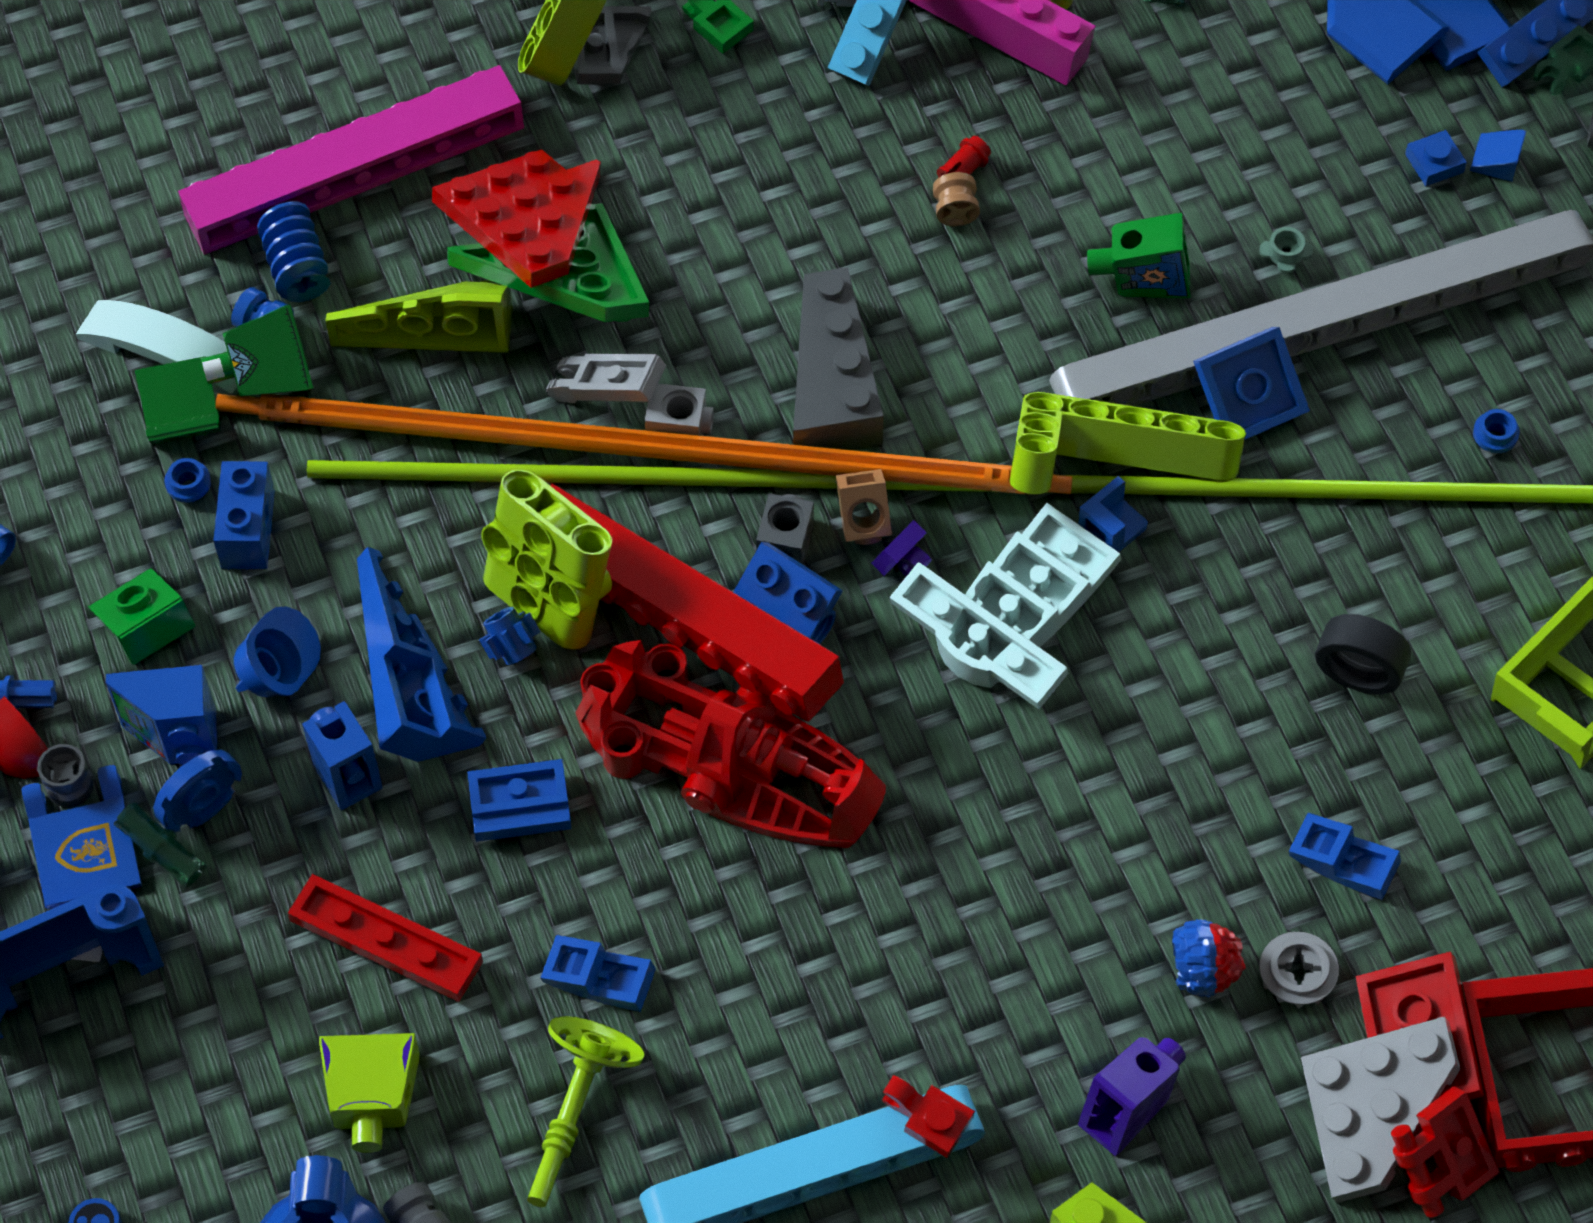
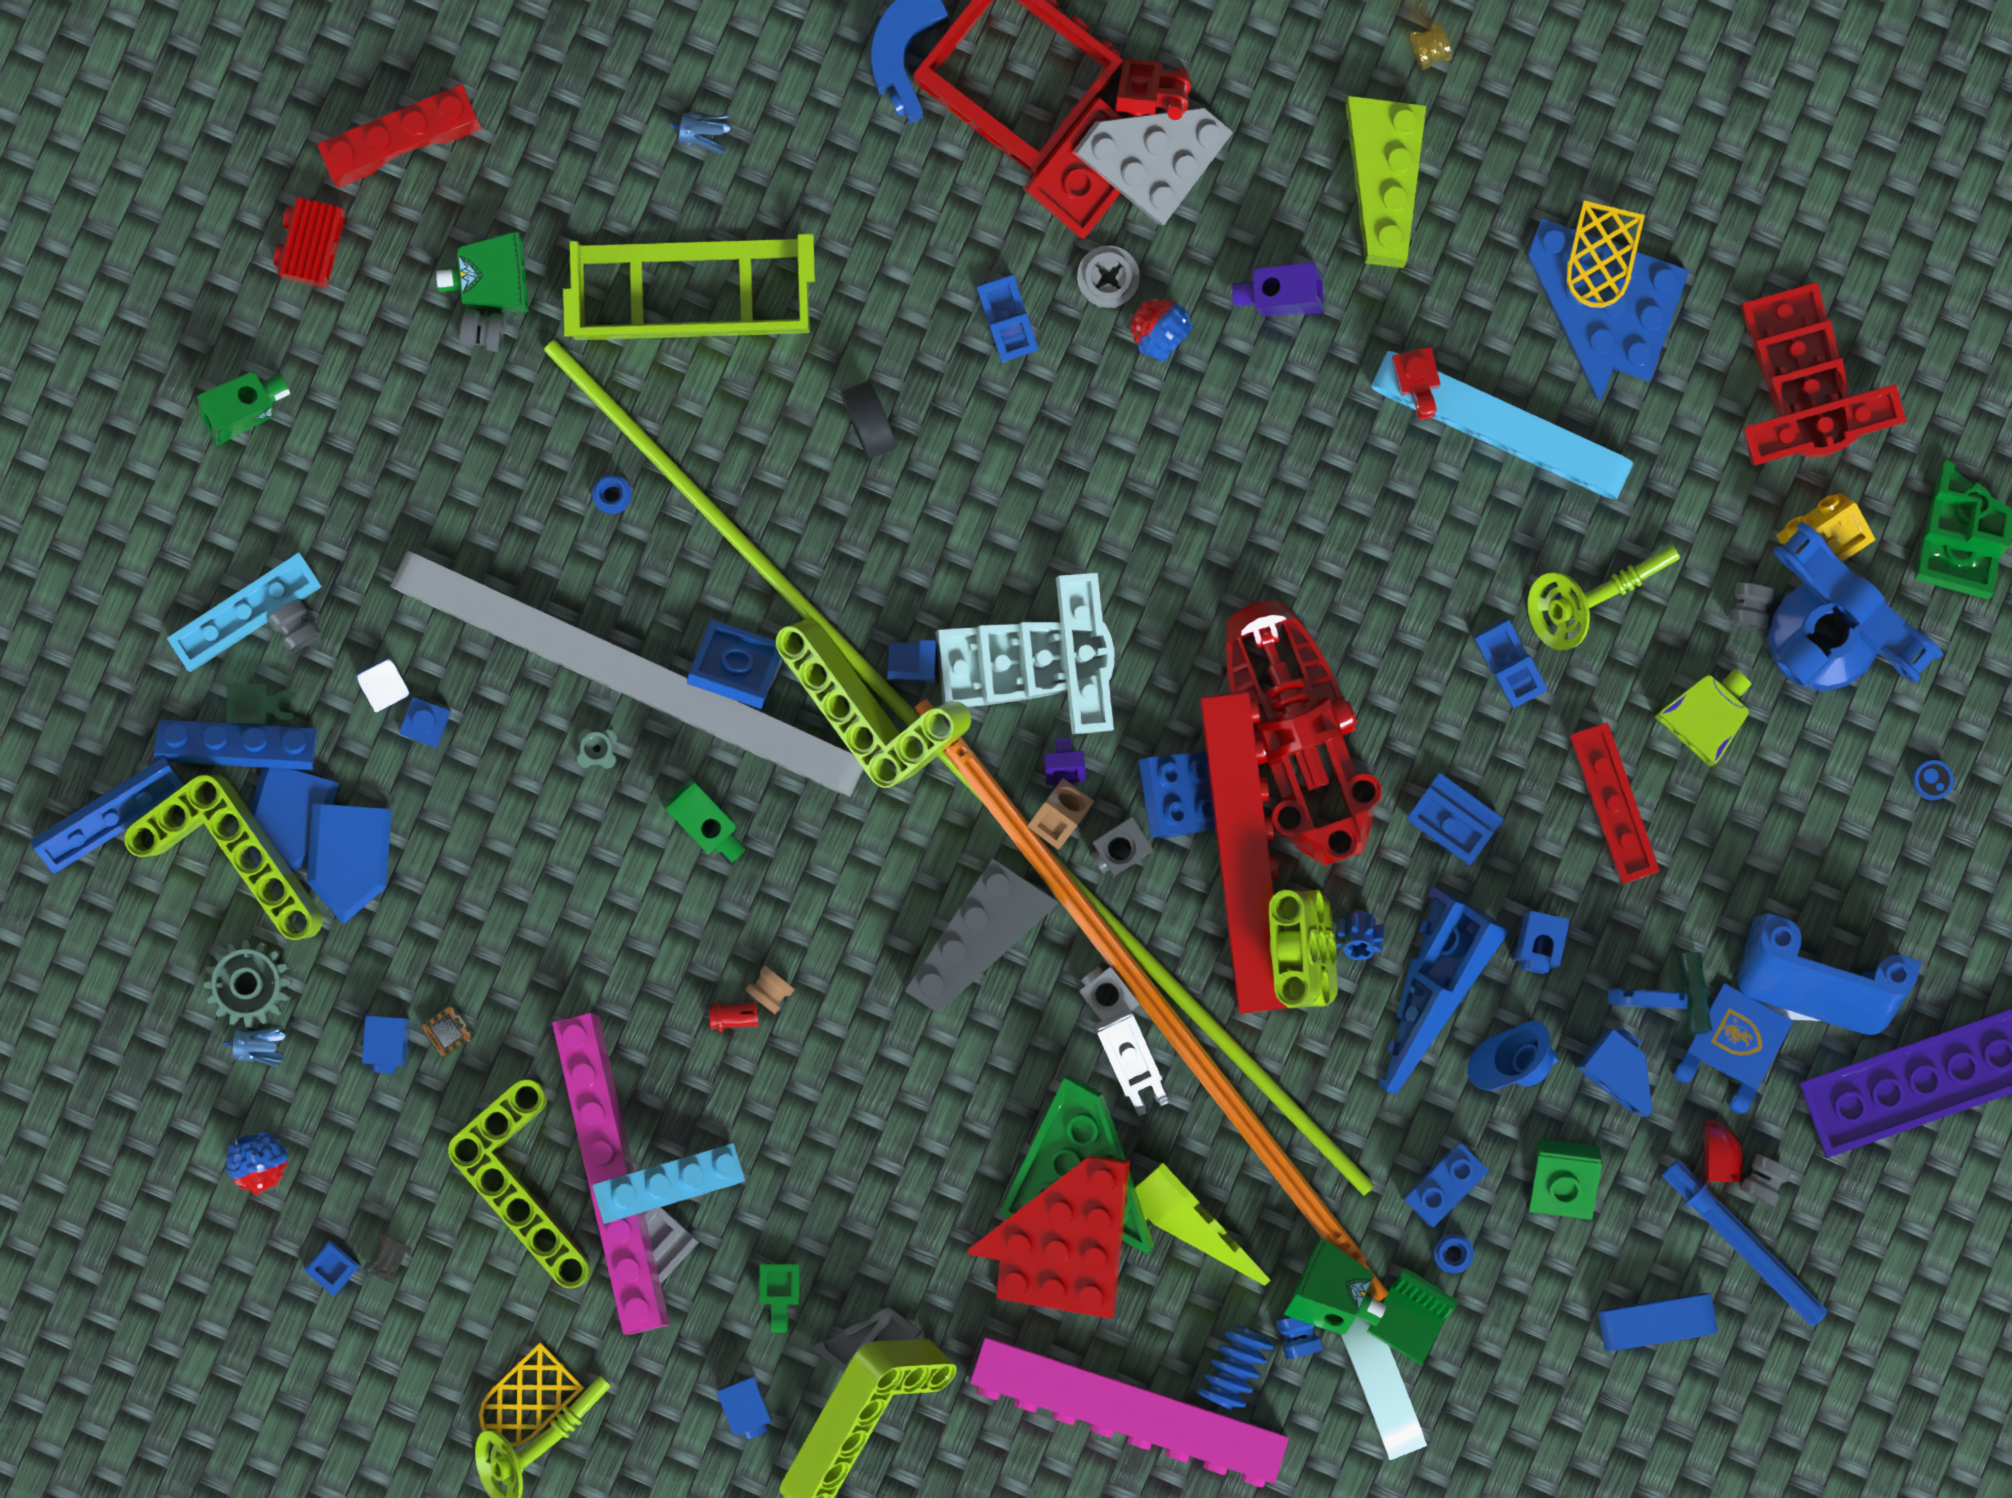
camera: 135 degrees left, 25 degrees up
(65, 765) = (1717, 1094): dark grey wheel -> none

